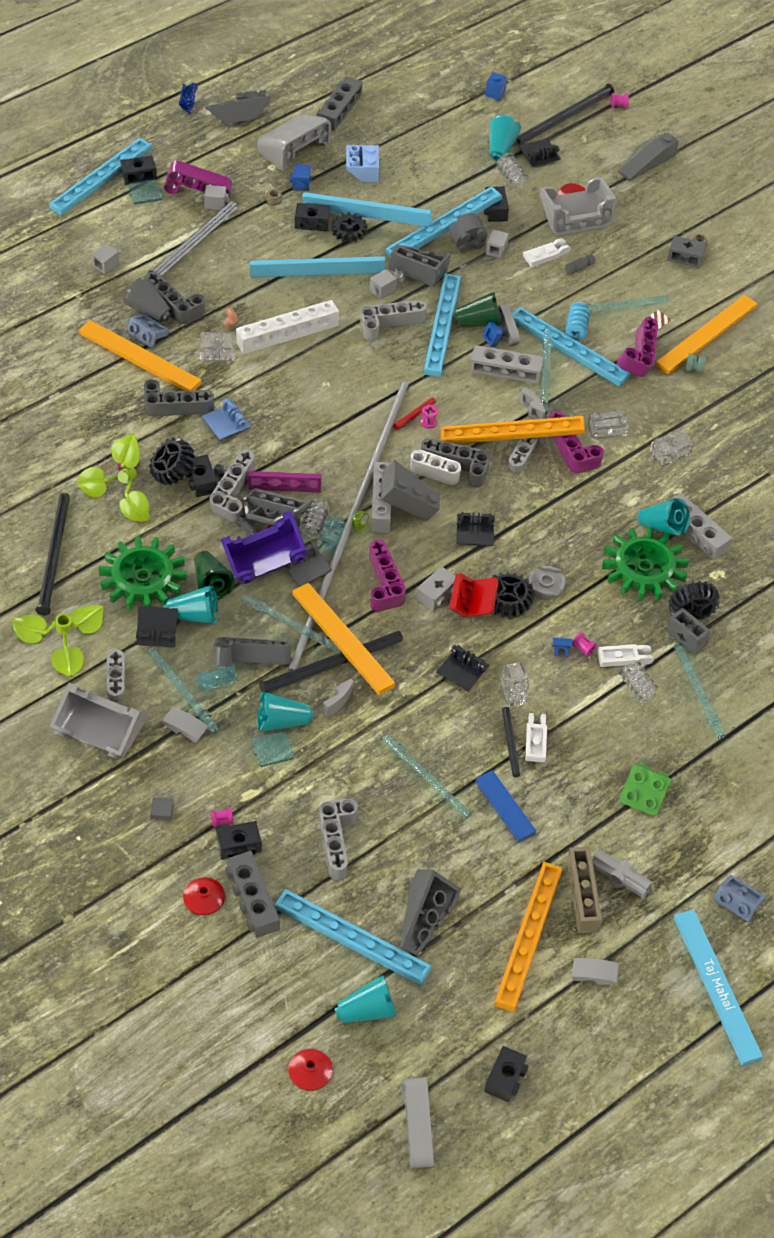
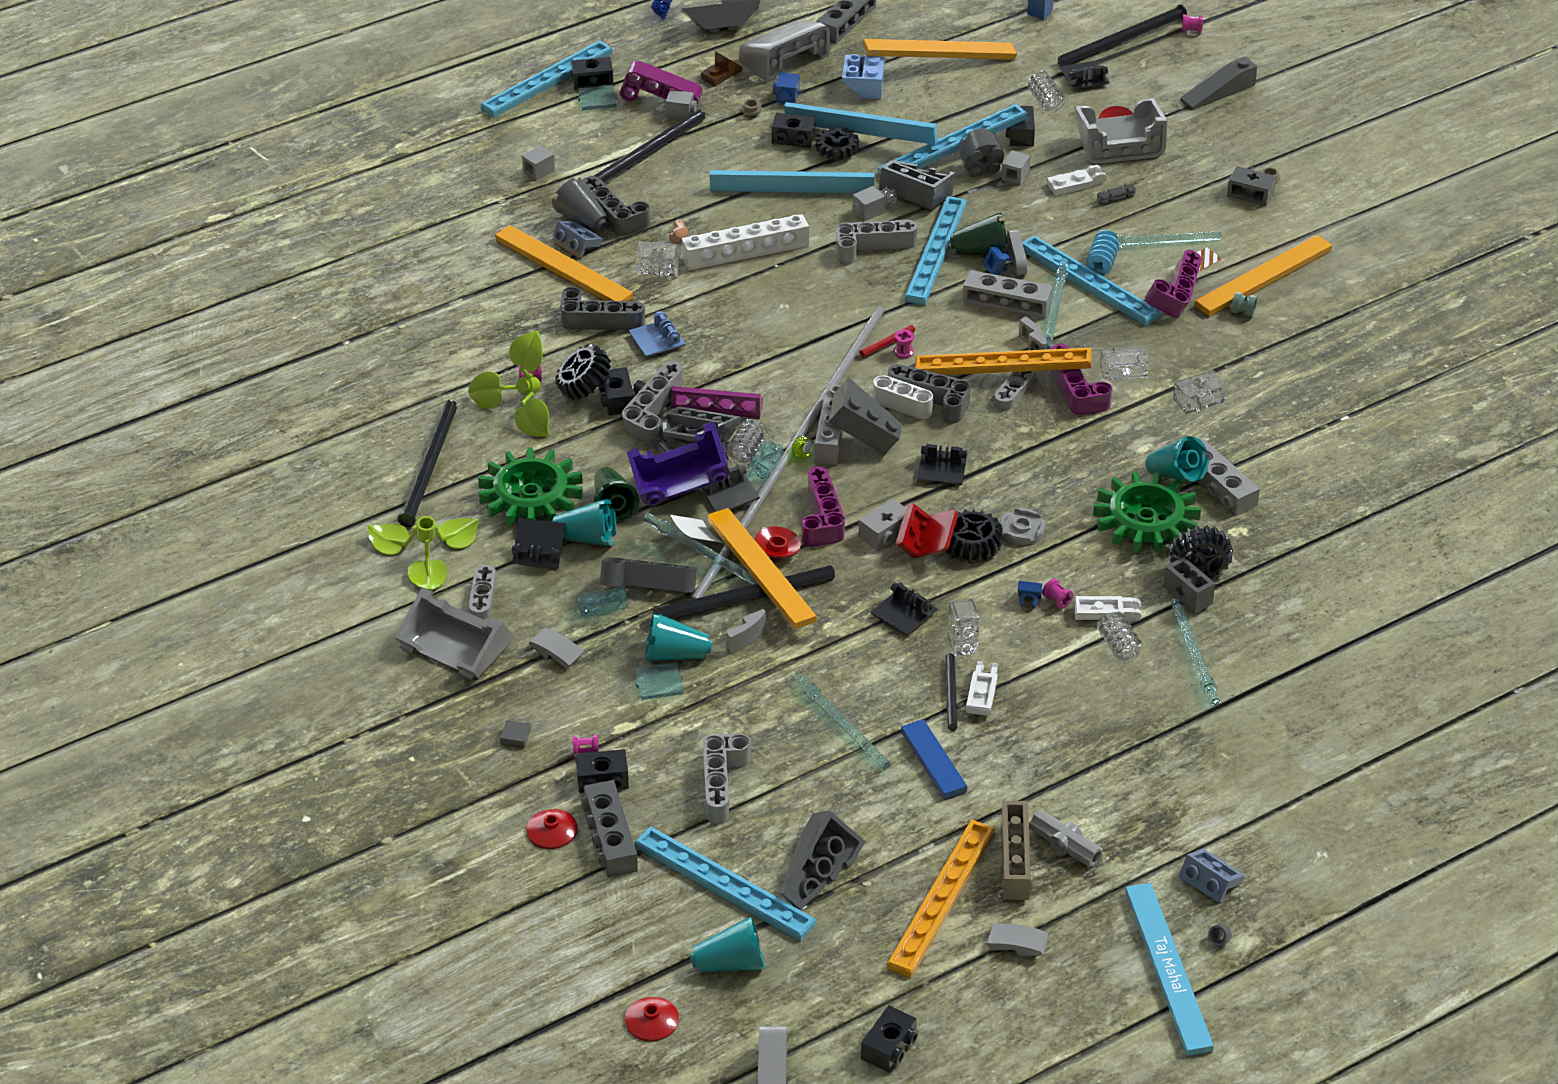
camera: 10 degrees right, 10 degrees down
(202, 714) = (579, 637): clear light blue bar -> none
(243, 162) = (721, 70): none -> reddish brown slope
(283, 604) = (694, 528): none -> white sticker
(353, 611) = (778, 542): none -> red dish
(421, 135) = (939, 49): none -> light orange tile
(502, 135) = (1040, 51): teal cone -> none
(645, 789) = (1110, 750): bright green bracket -> none
(750, 951) = (1217, 932): none -> dark grey hinge

